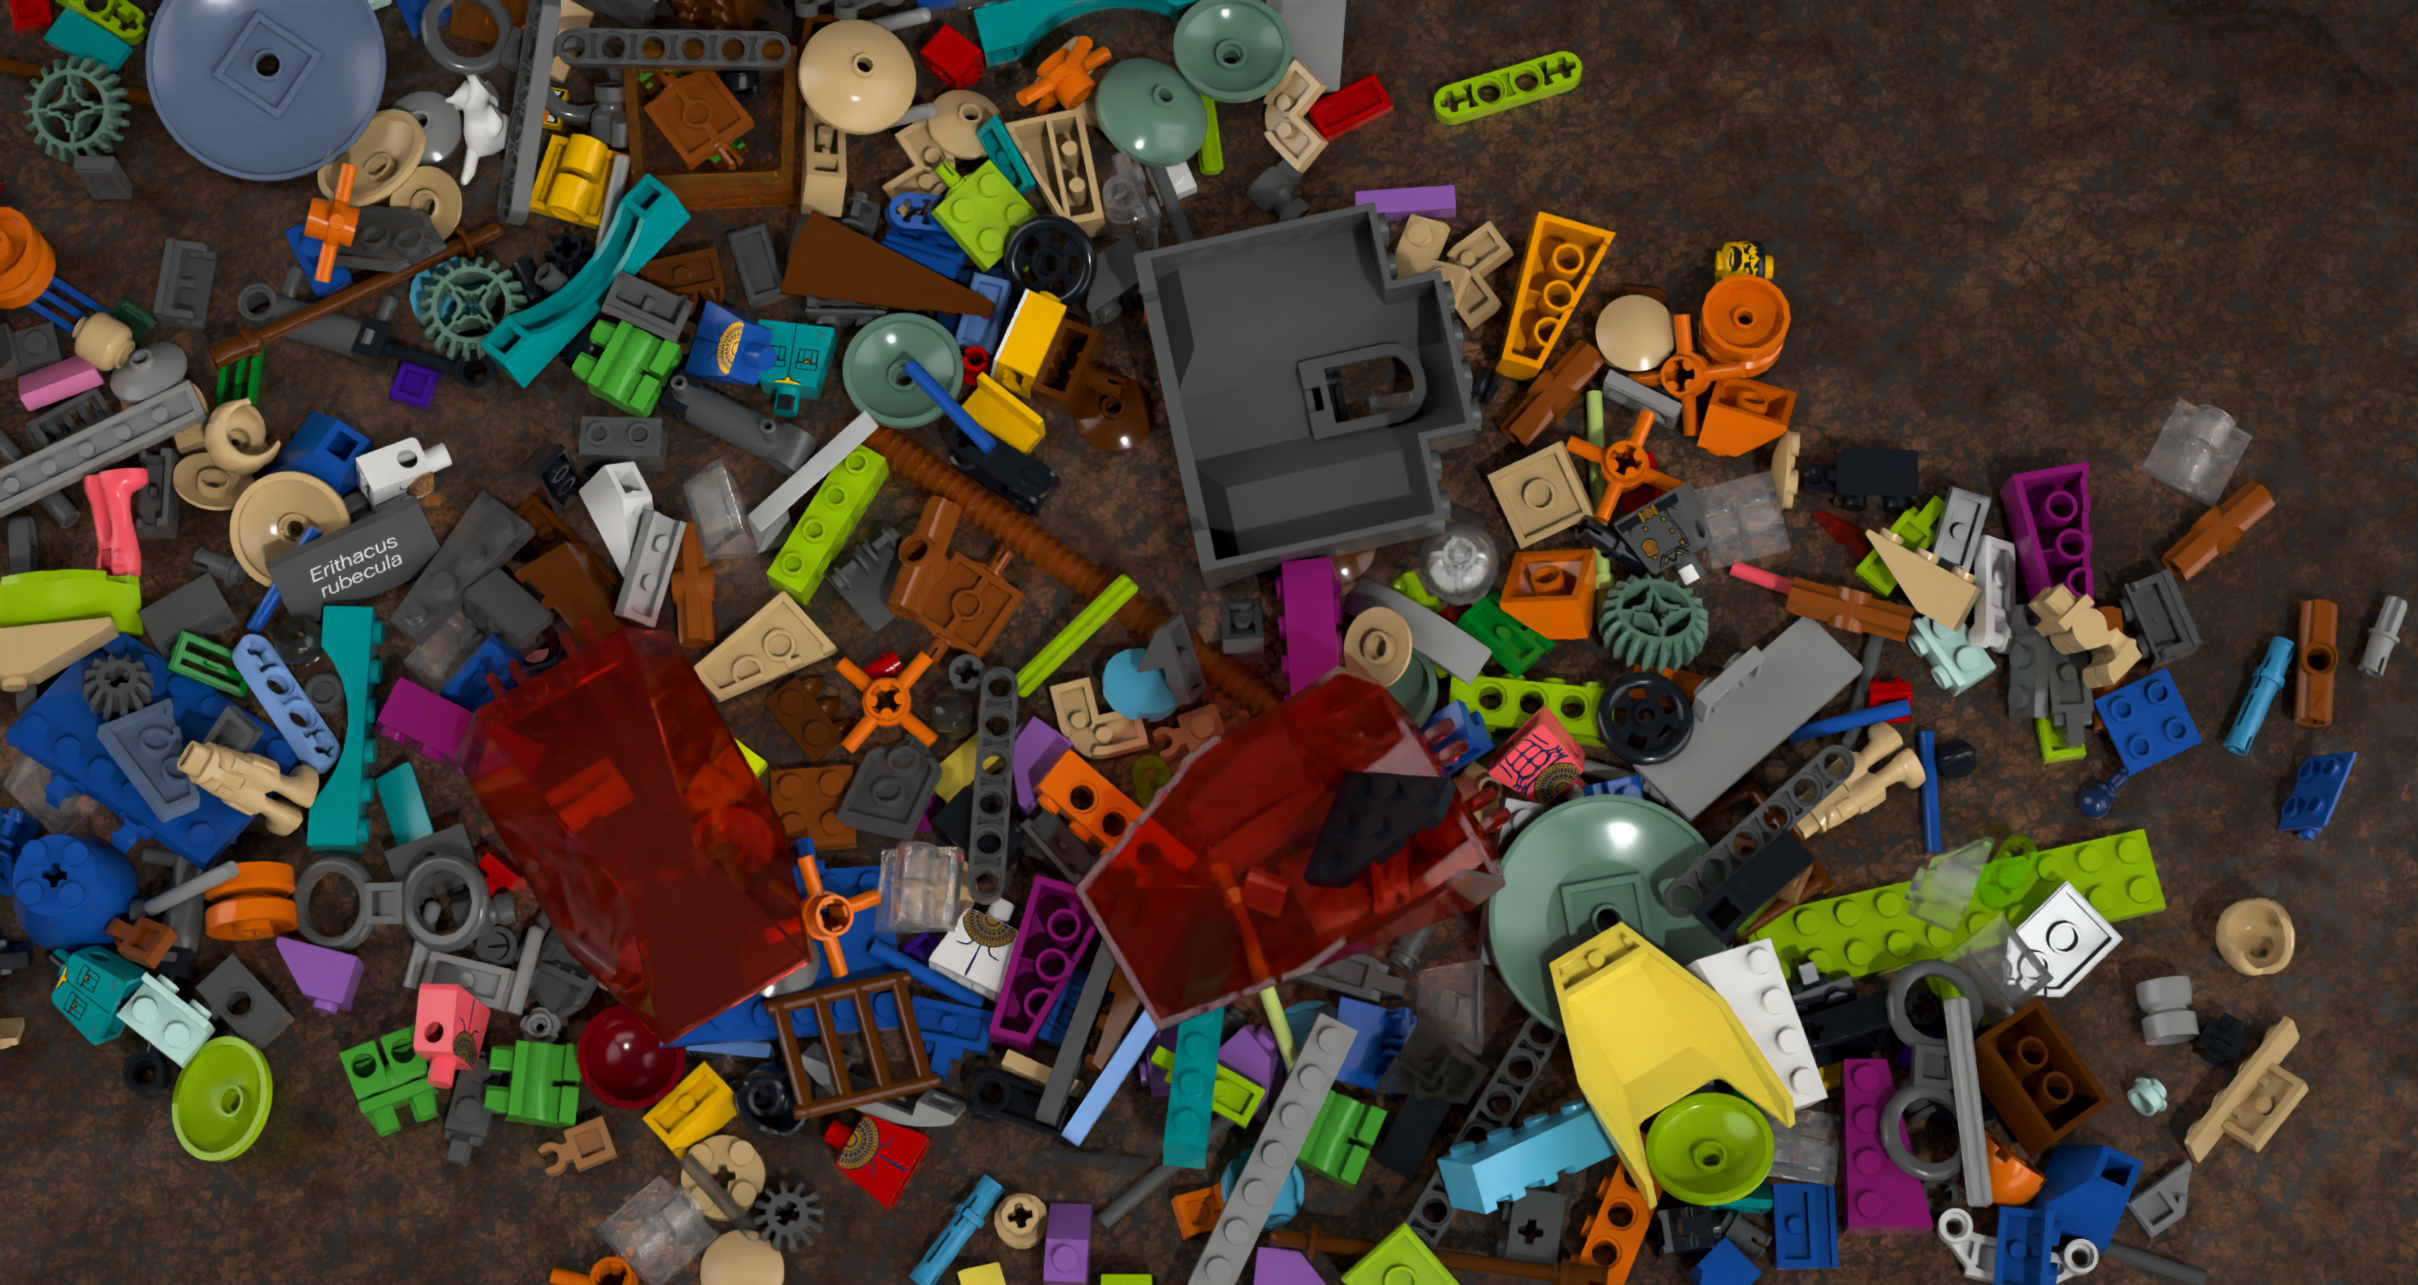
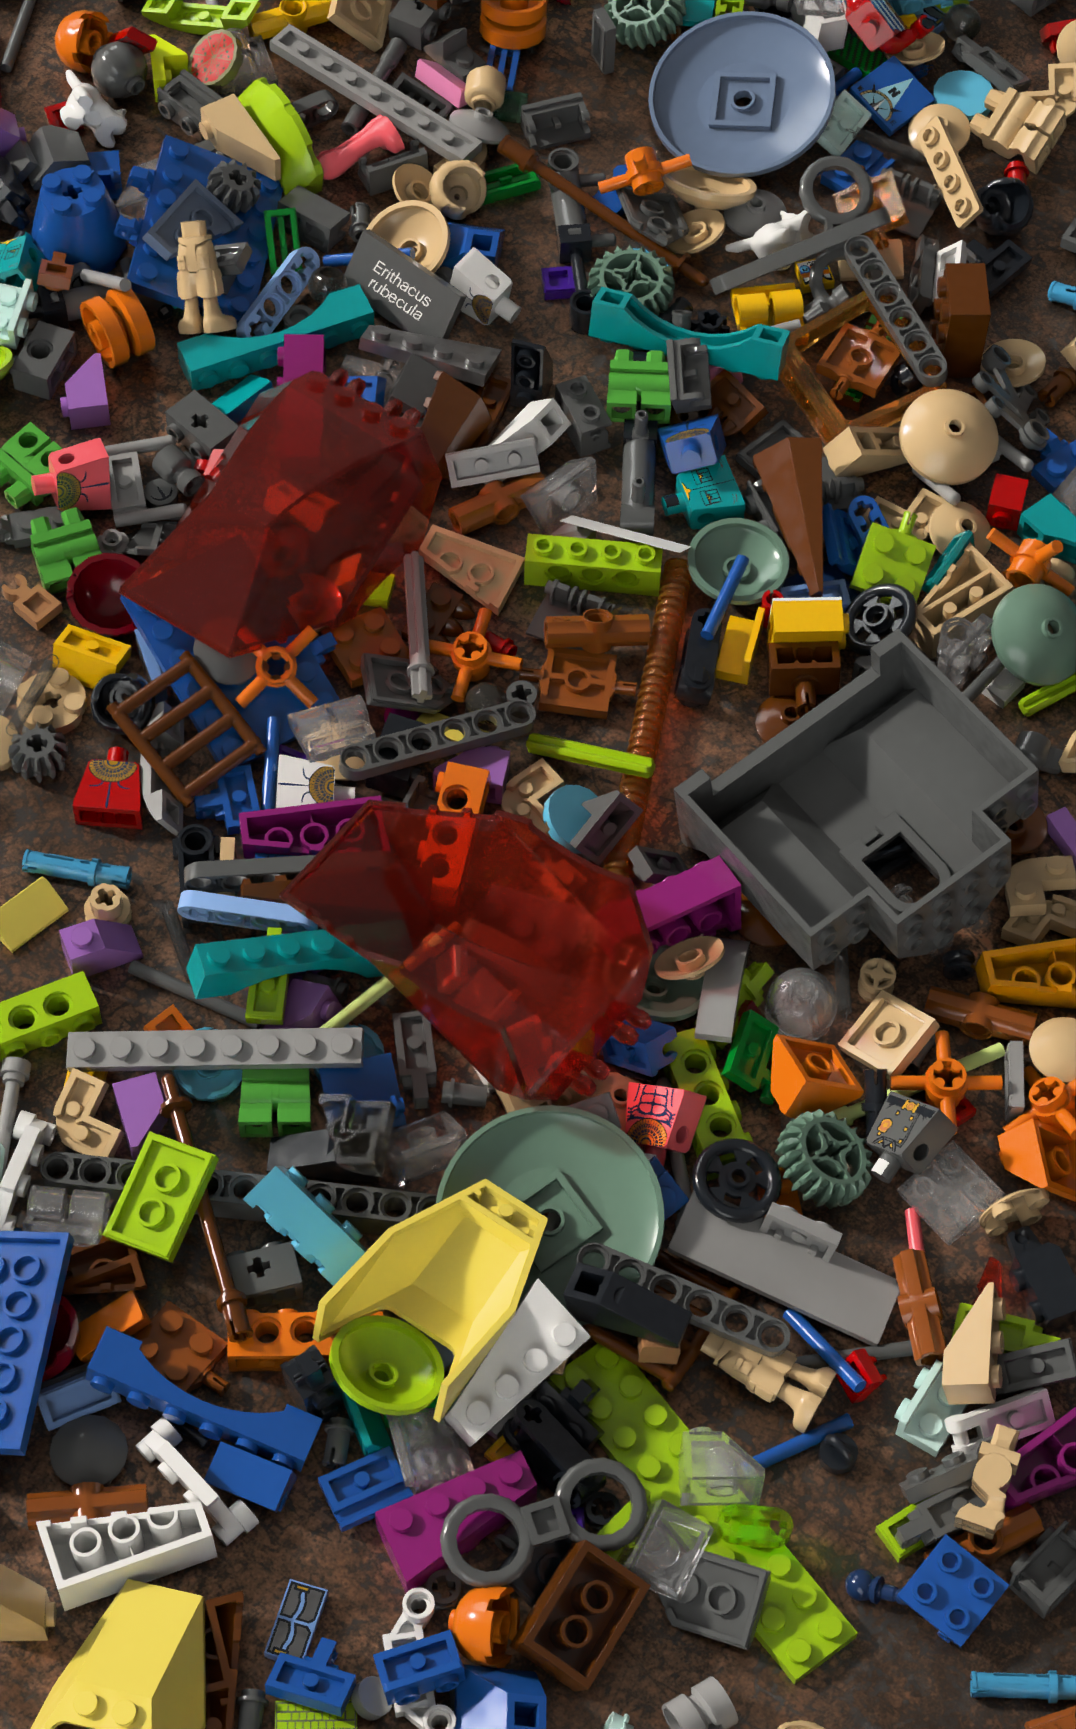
camera: 60 degrees right, 15 degrees down
(393, 902) = (157, 408): dark grey bar -> none
(827, 743) = (420, 668): none -> light grey axle
(1372, 821) = (544, 993): black plate -> none
(1466, 467) = (876, 971): none -> tan wheel
(1968, 1102) = (525, 1557): light grey axle -> none

